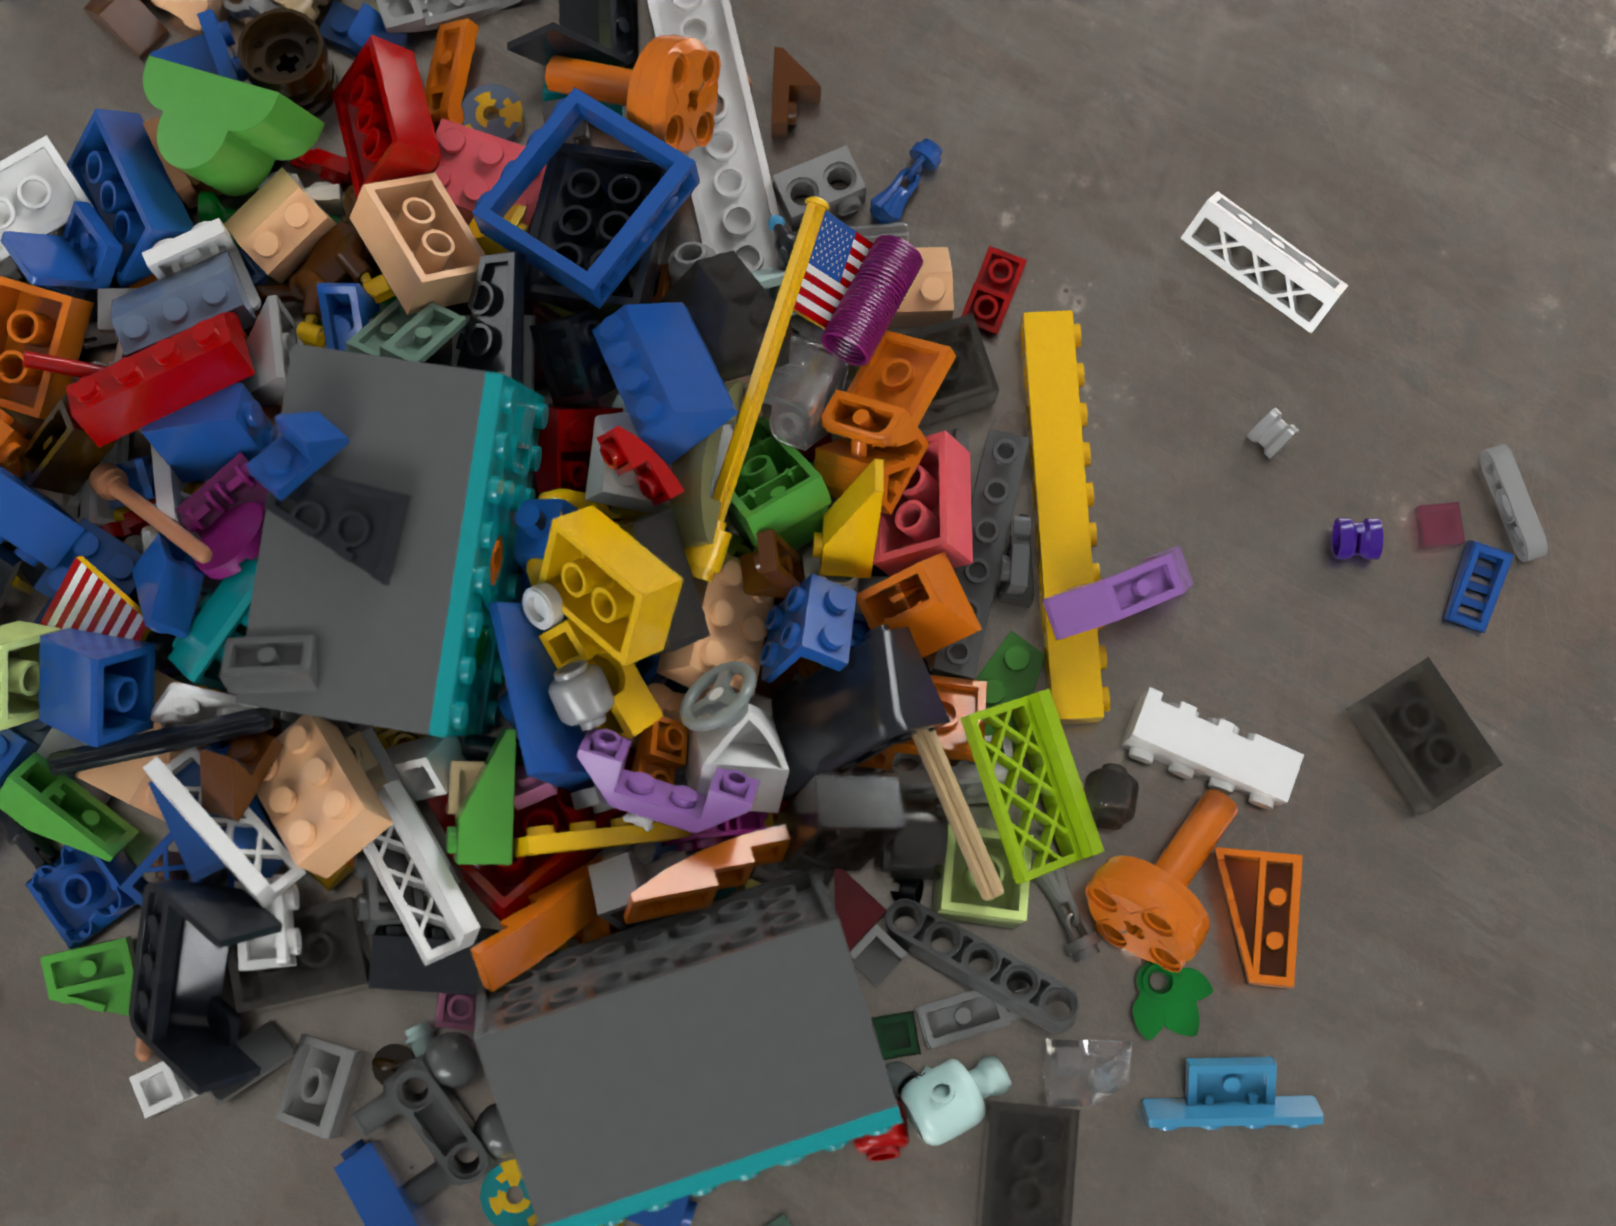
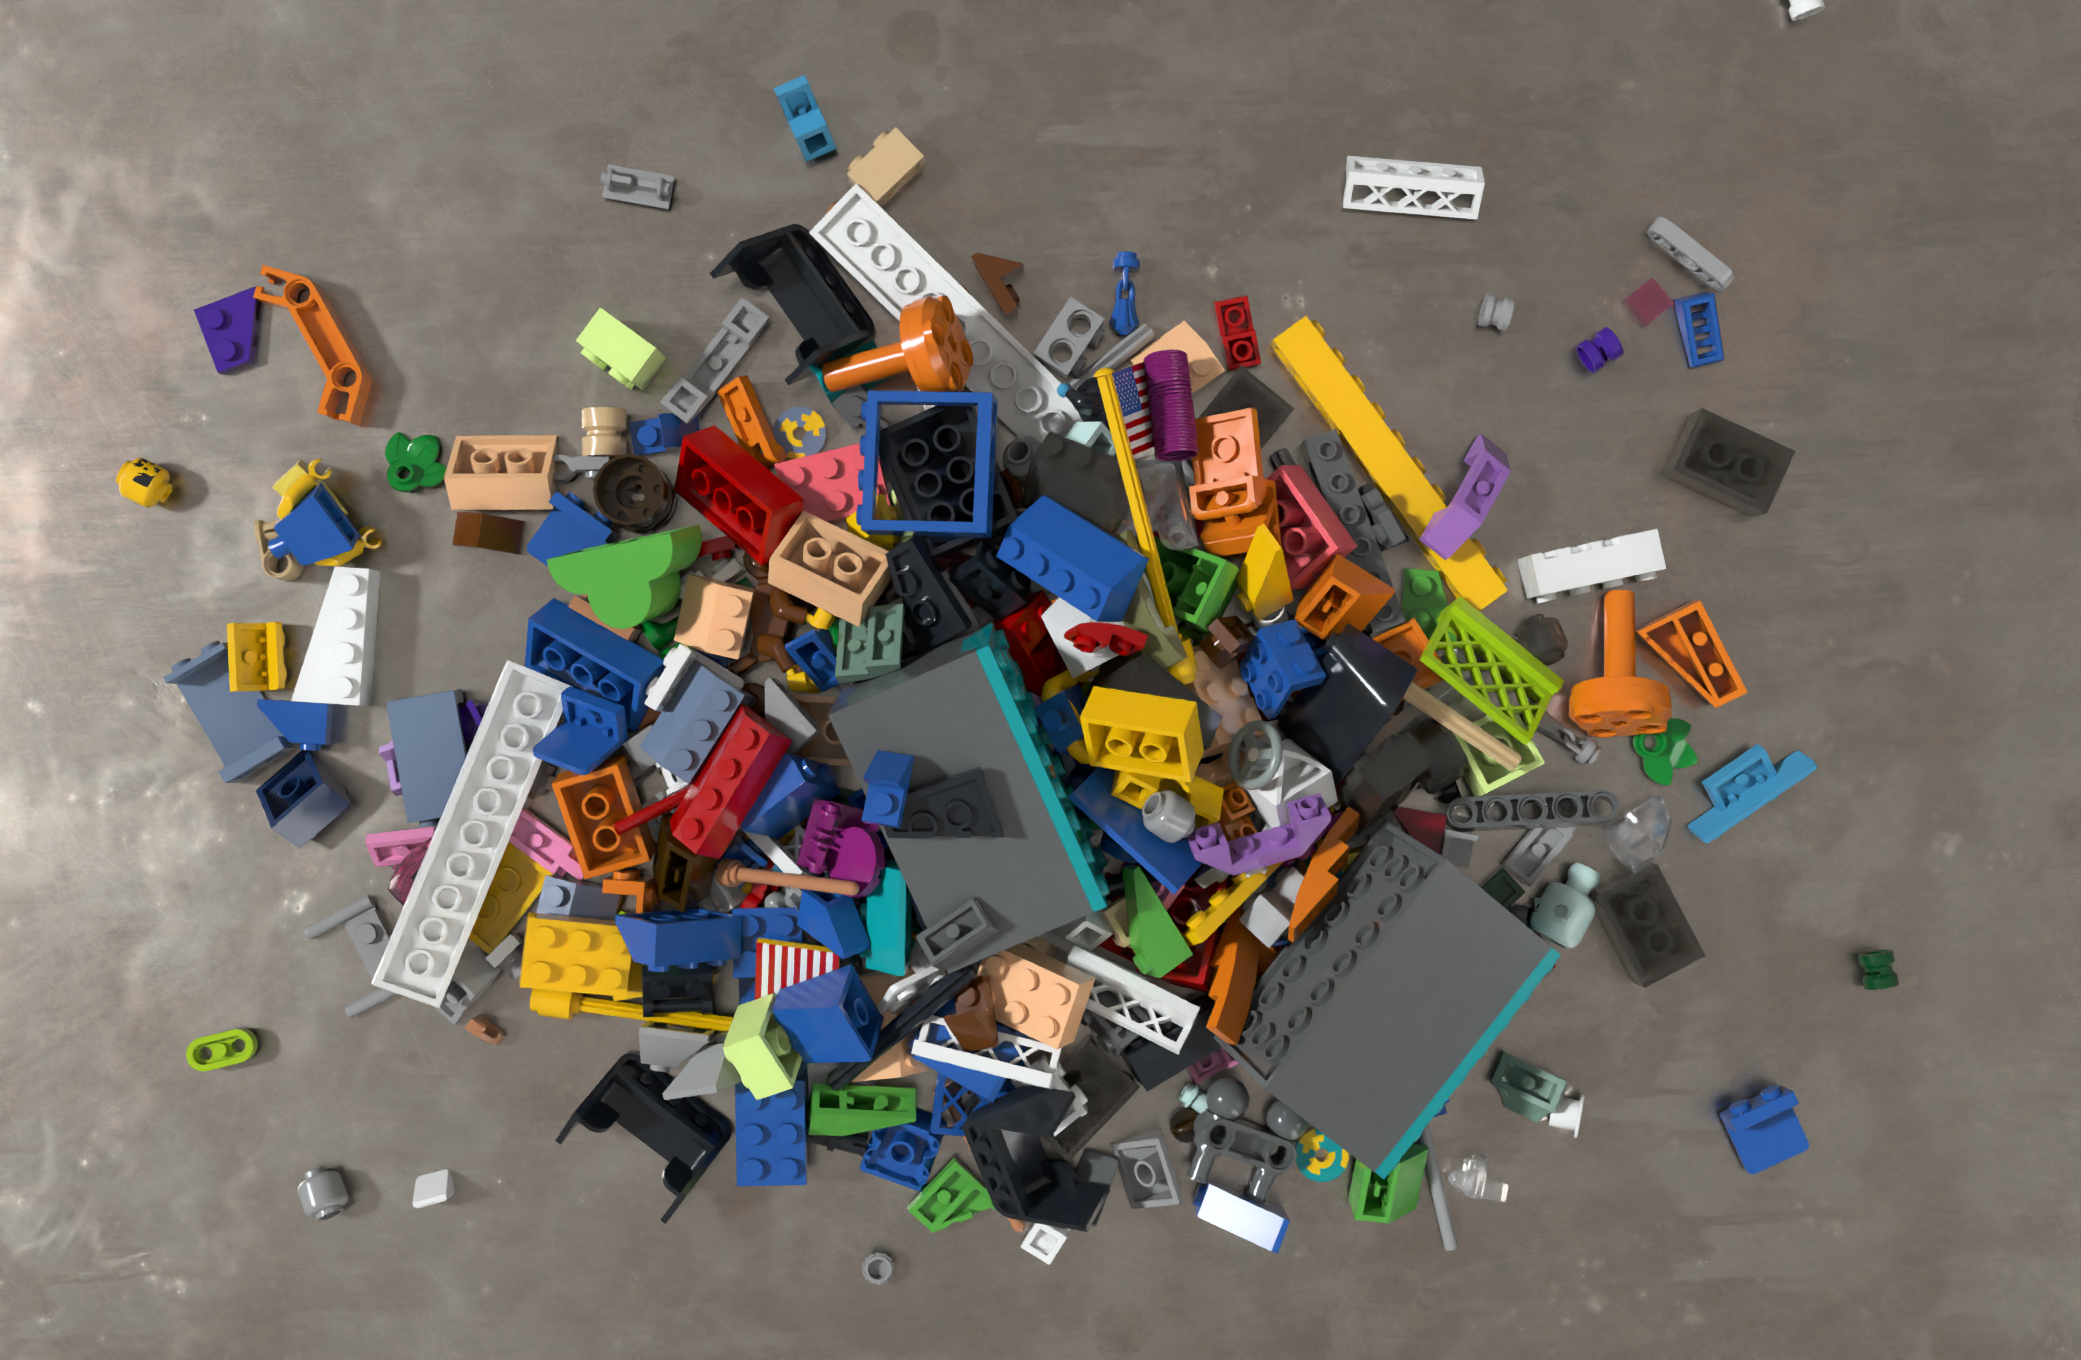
camera: 30 degrees left, 10 degrees up
(543, 606) = (1102, 773): white tile -> none

